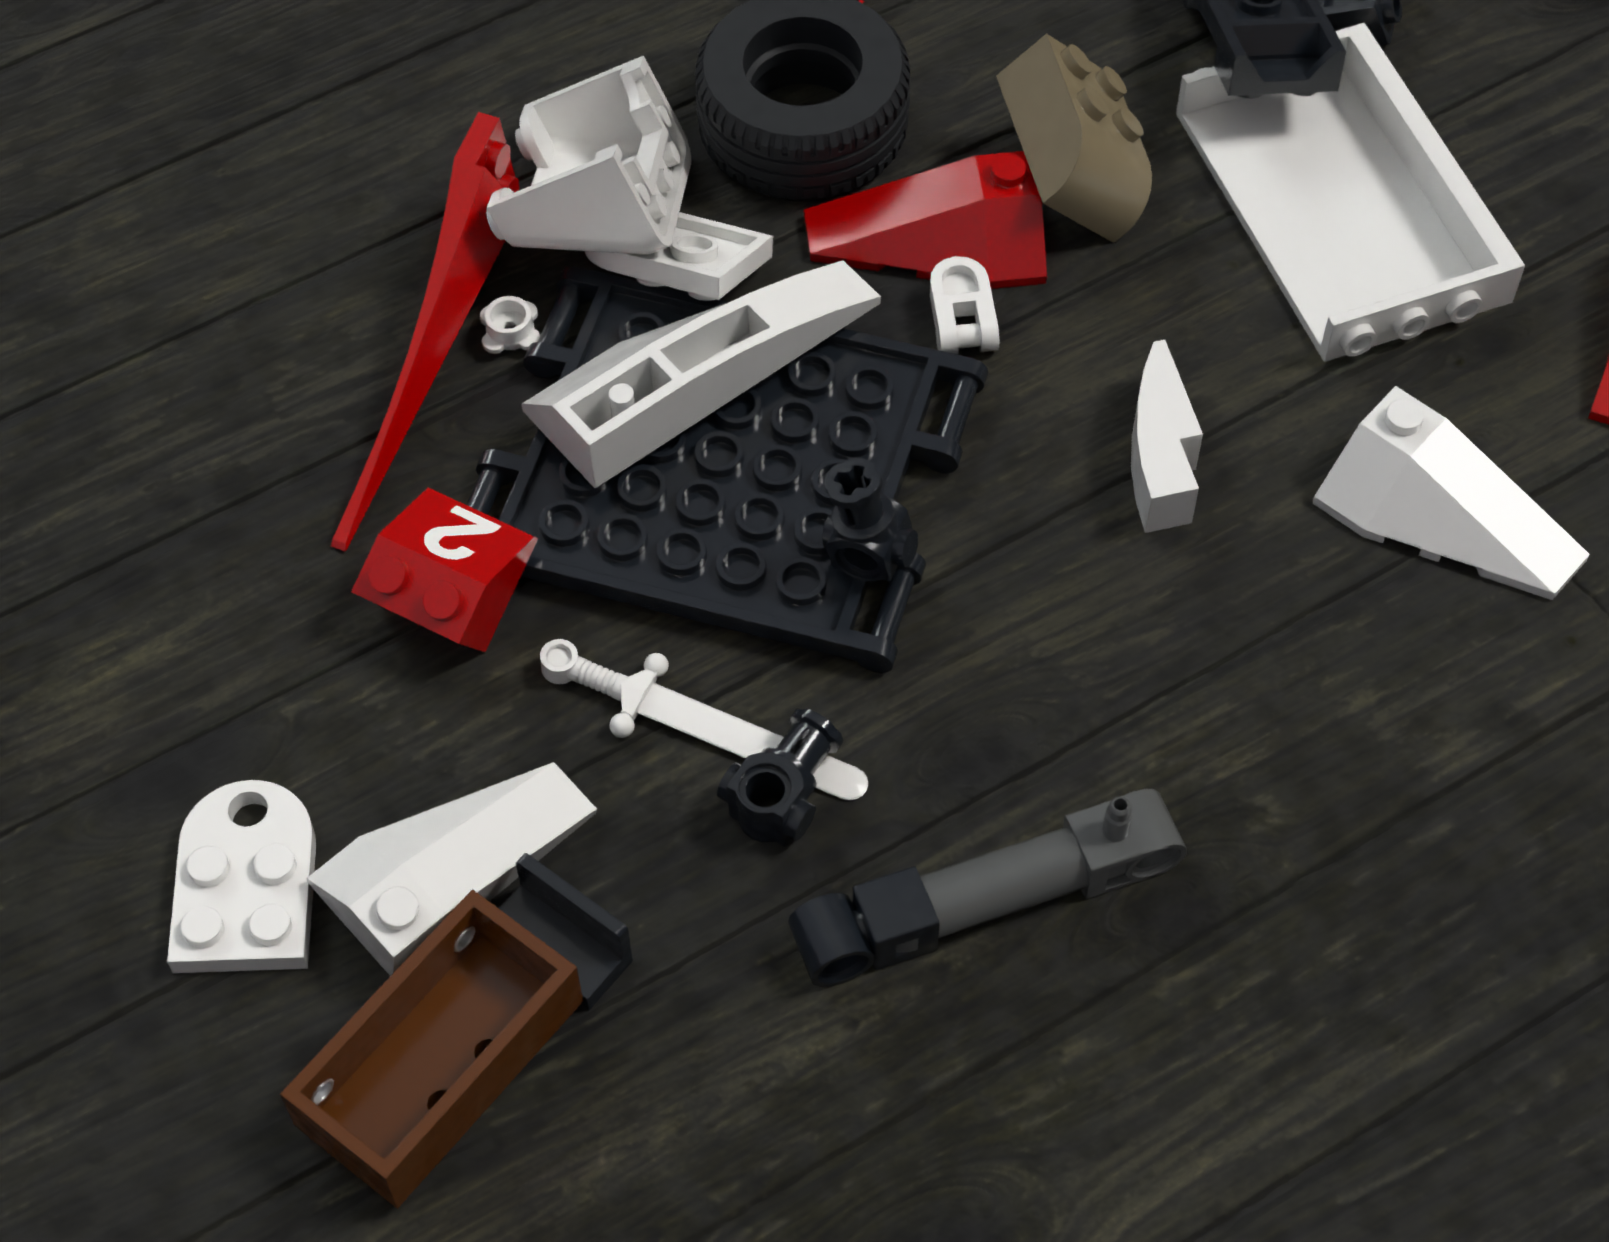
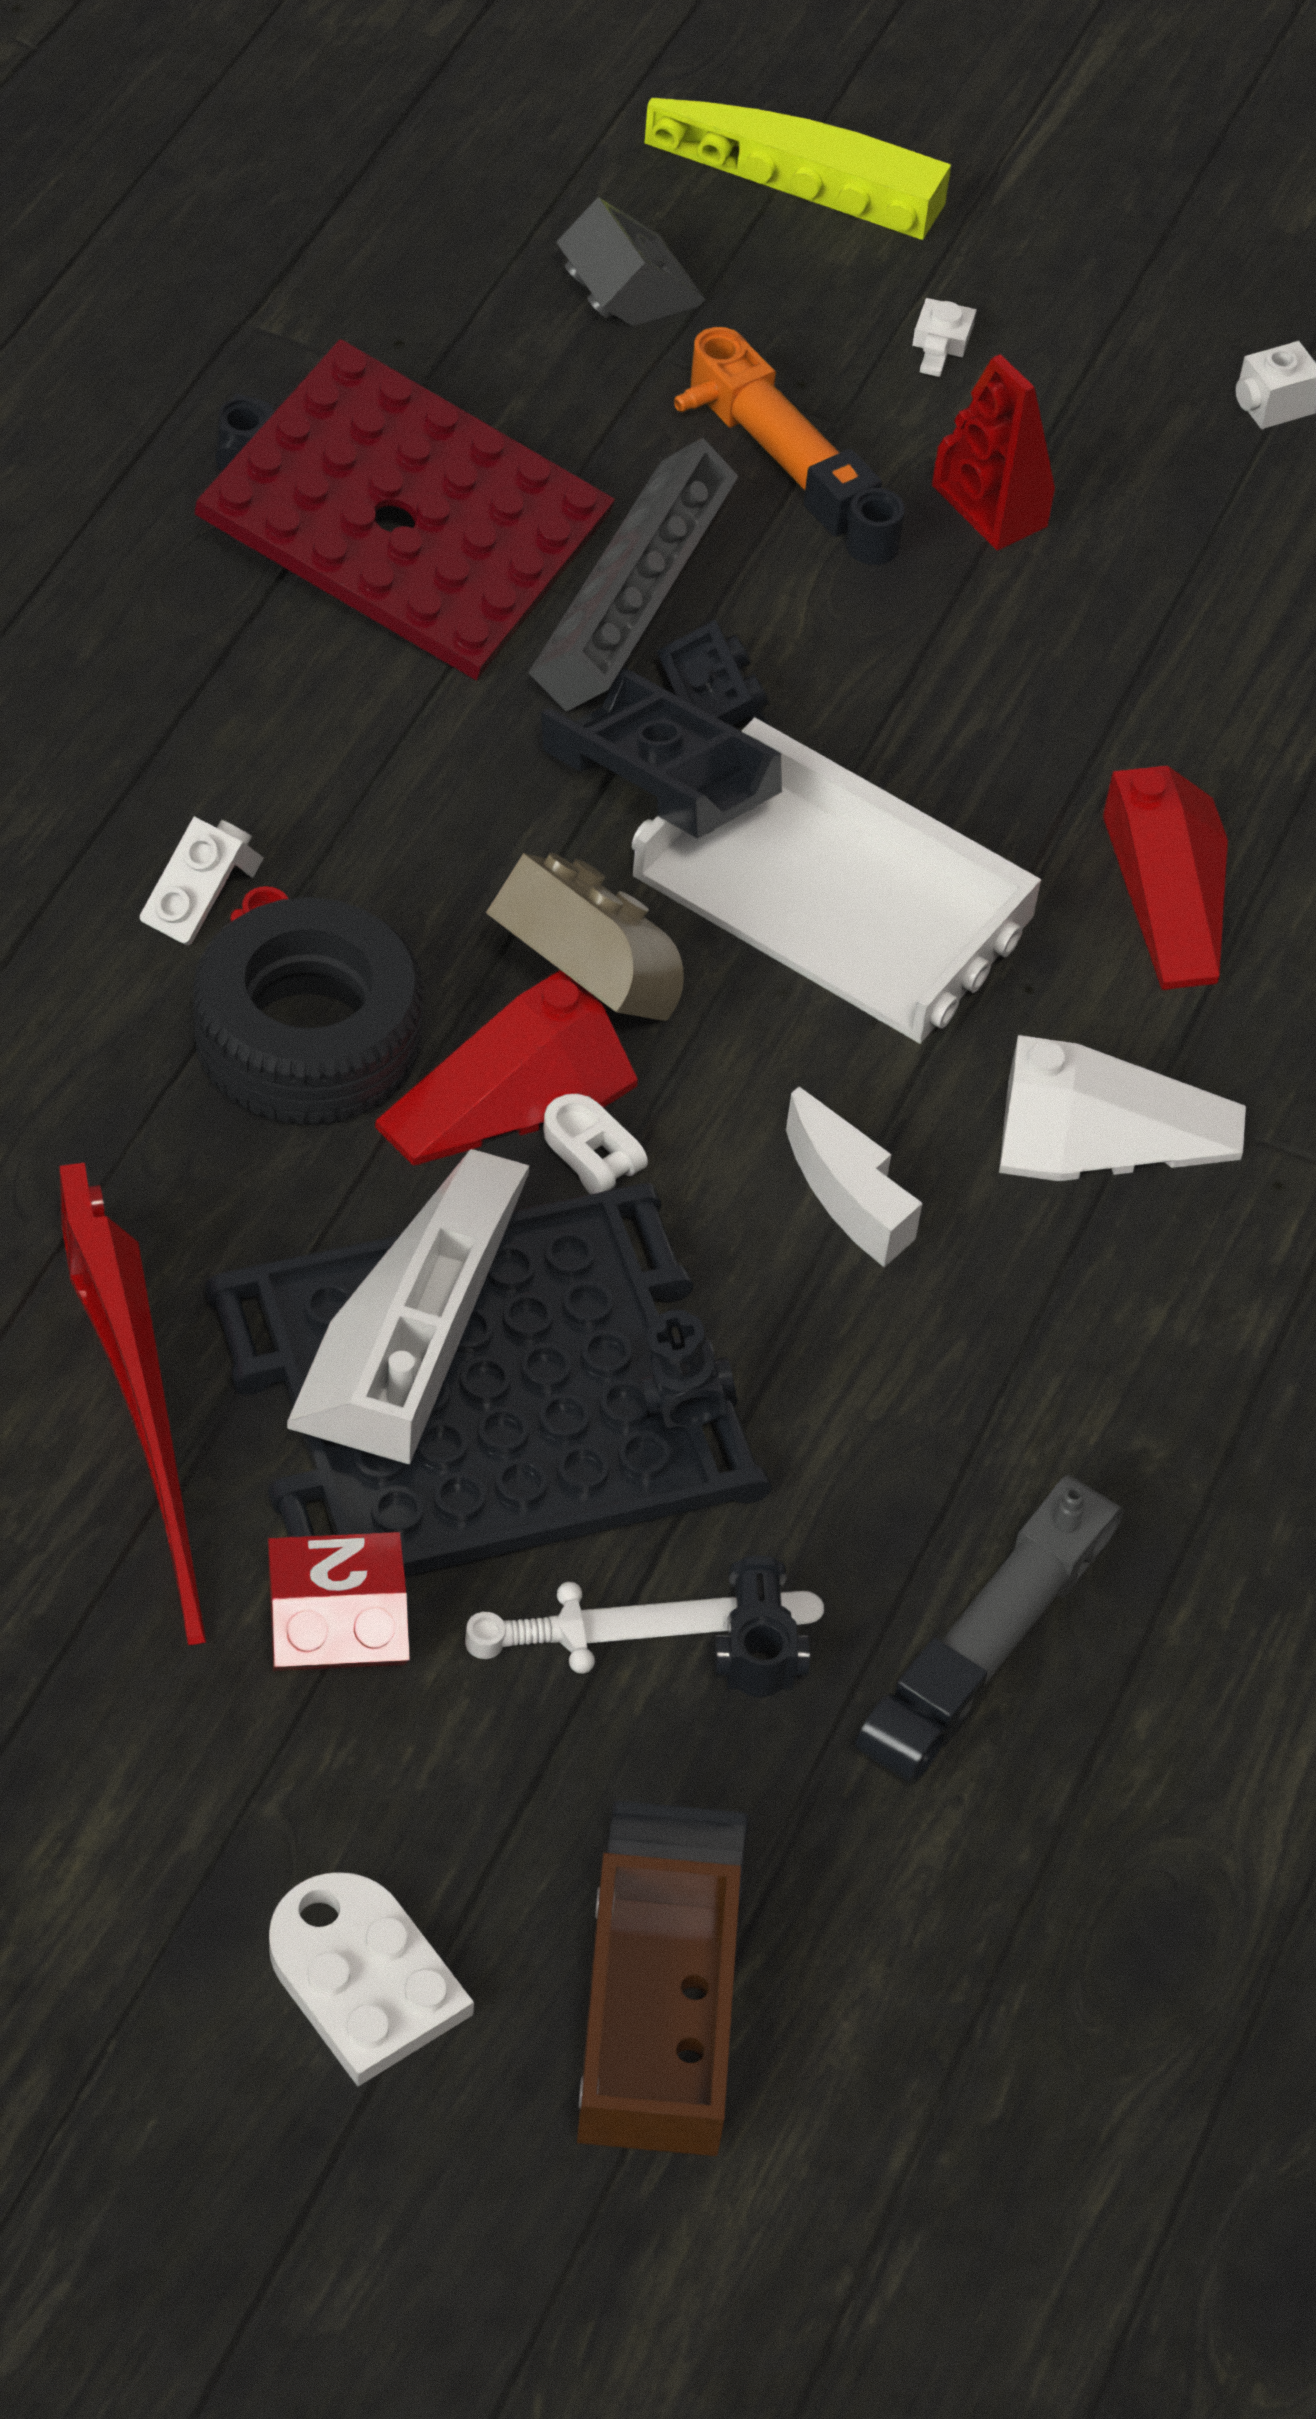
camera: 40 degrees left, 5 degrees down
(414, 872) = (531, 1861): white wedge -> none
(506, 313) = (194, 1345): white plate -> none
(605, 169) = (179, 1169): white windscreen -> none
(702, 259) = (300, 1213): white plate -> none

